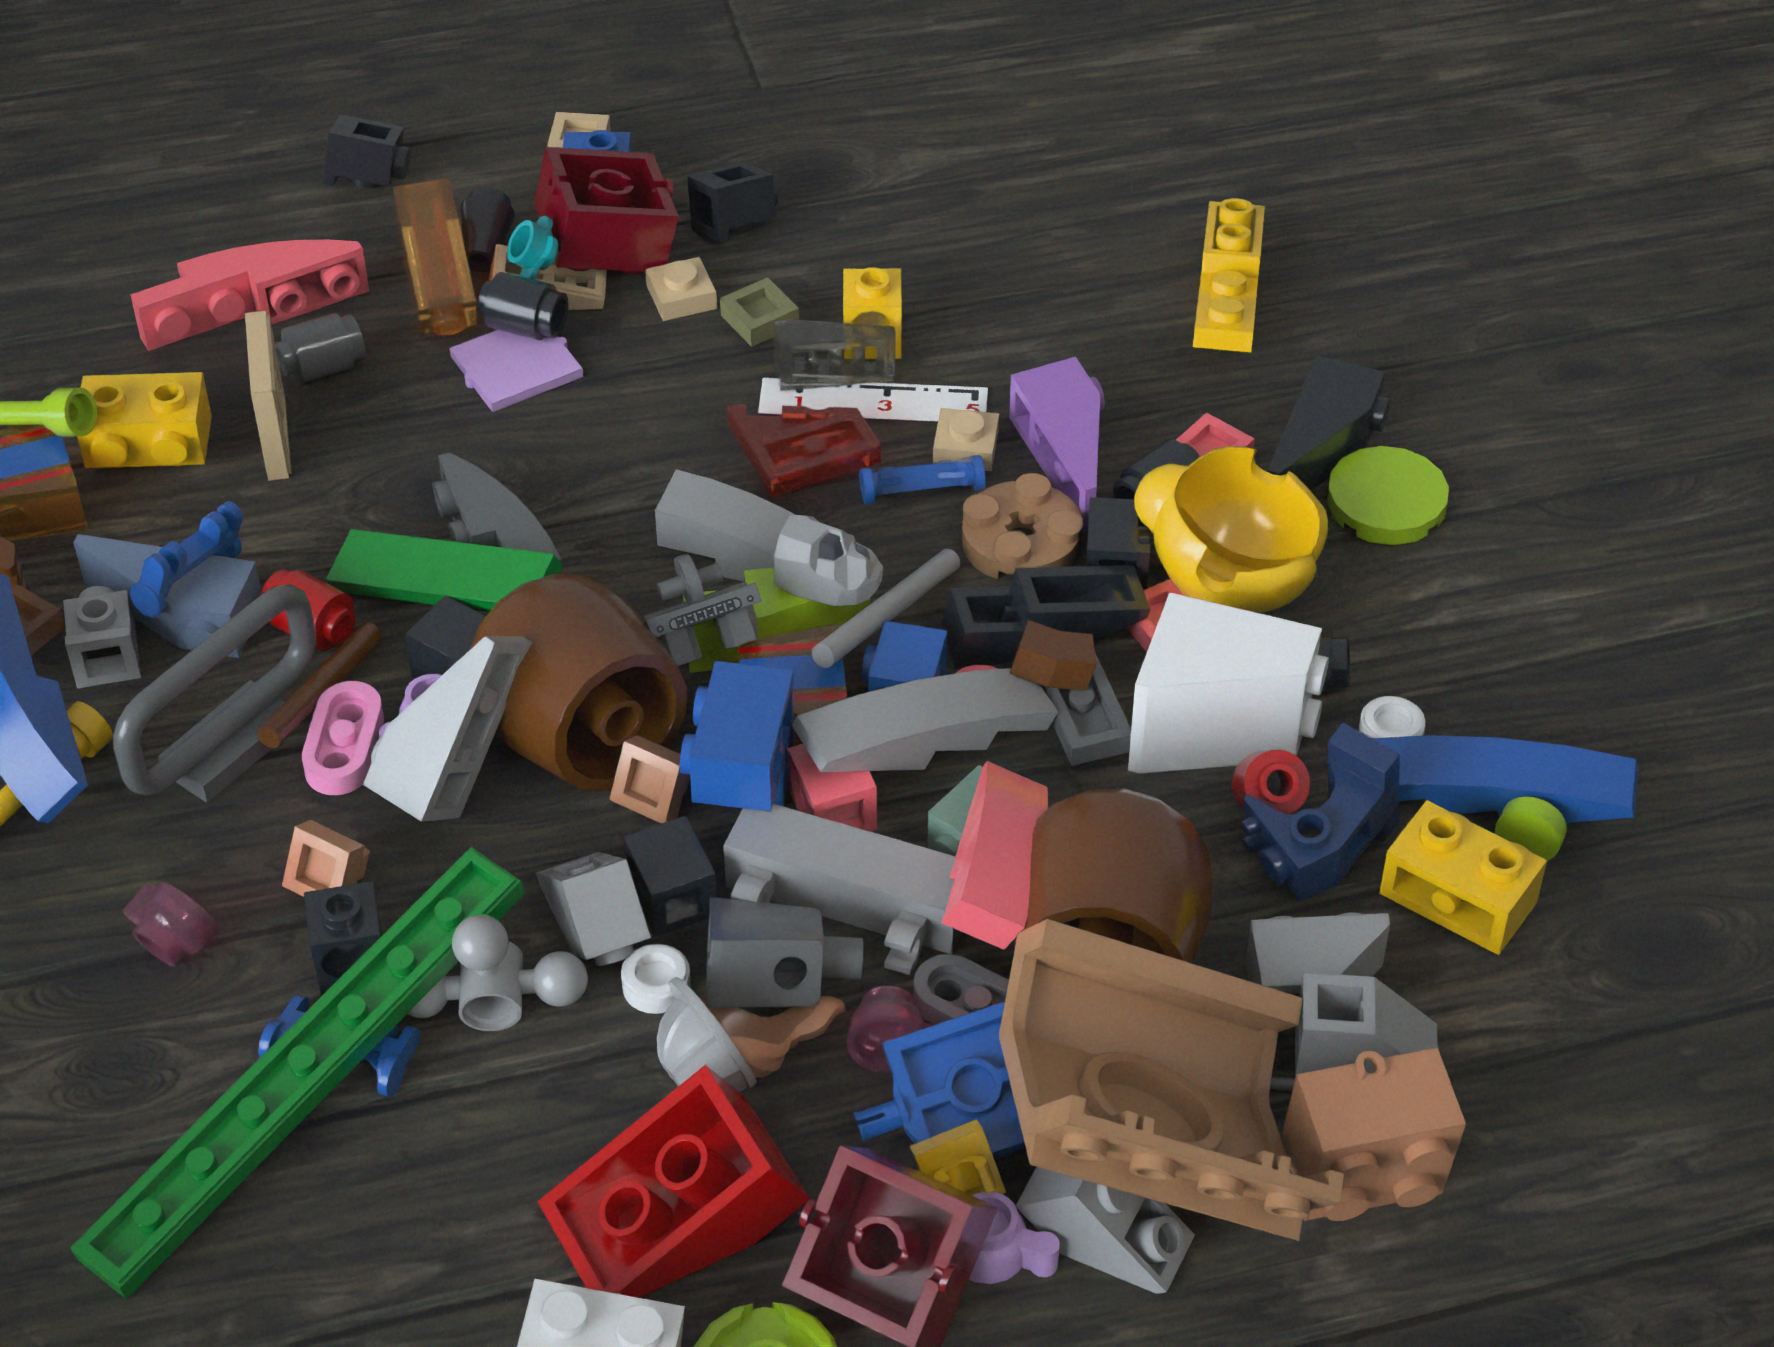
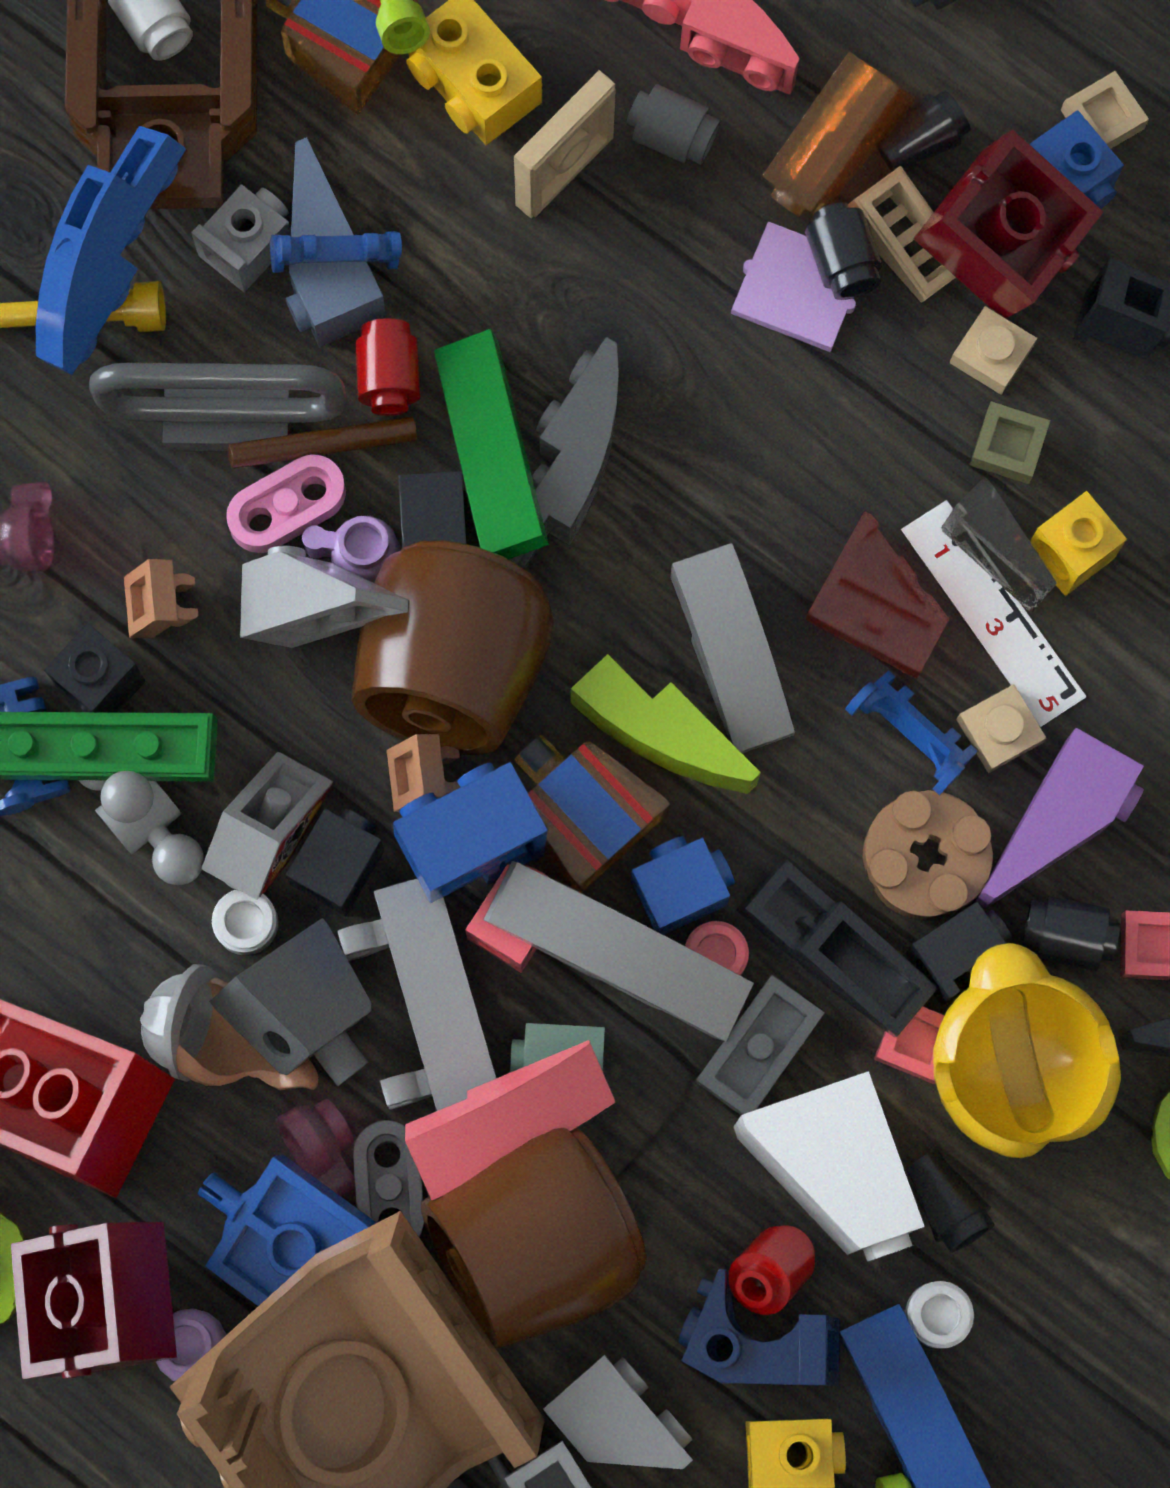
camera: 50 degrees right, 30 degrees up
(533, 246) = (904, 208): teal plate -> none
(728, 607) = (580, 690): dark grey hips -> none
(824, 563) = (713, 750): light grey rock -> none
(885, 608) = (727, 823): light grey bar -> none
(960, 1159) = (214, 1288): yellow tile -> none
(1055, 657) = (766, 1004): reddish brown piece -> none

